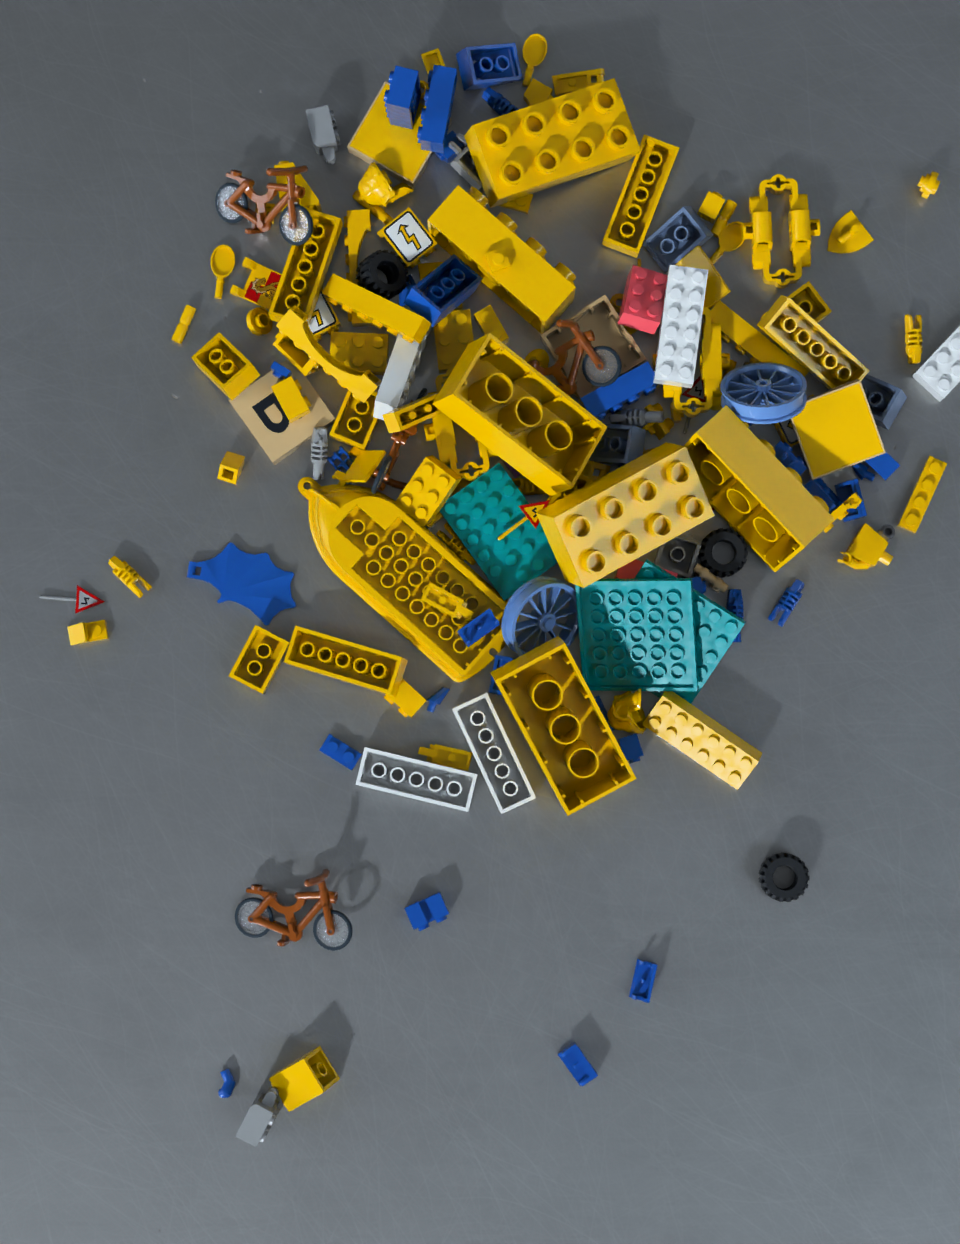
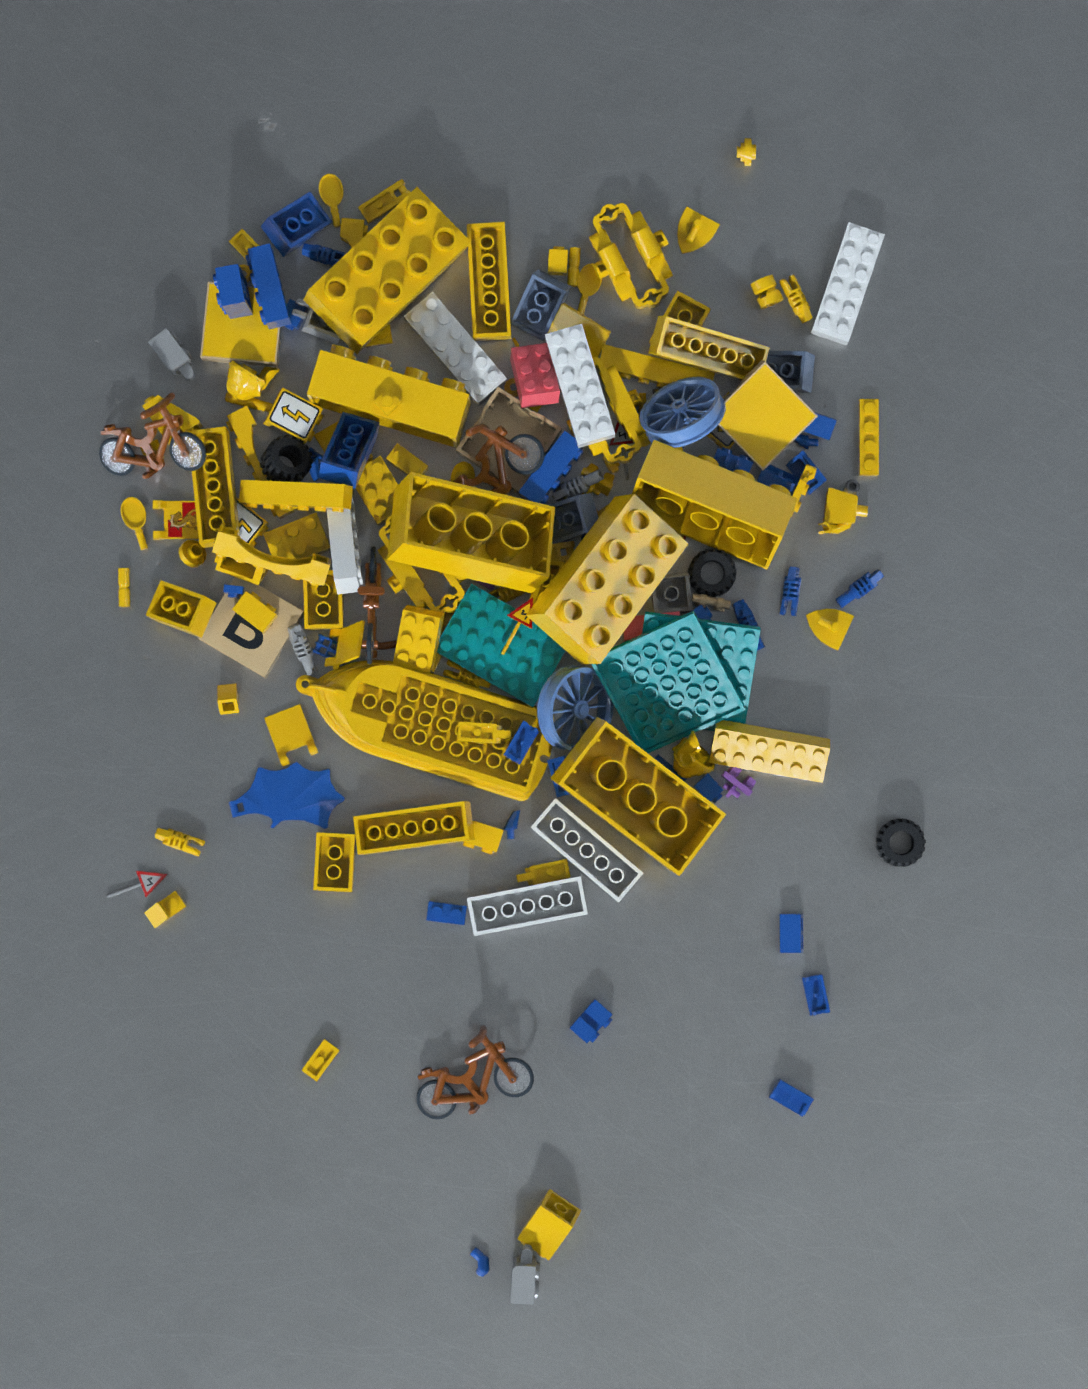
camera: 25 degrees left, 0 degrees up
(165, 833) = (320, 1060): none -> yellow plate
(273, 523) = (290, 732): none -> yellow flag
(411, 414) = (372, 576): yellow brick -> none
(582, 243) = (455, 348): none -> white brick
(646, 914) = (791, 933): none -> blue hinge
(664, 761) = (746, 786): none -> medium lavender hips
(808, 650) = (830, 626): none -> yellow shield
(852, 627) = (860, 587): none -> blue hinge
(889, 319) = (766, 291): none -> yellow wheel

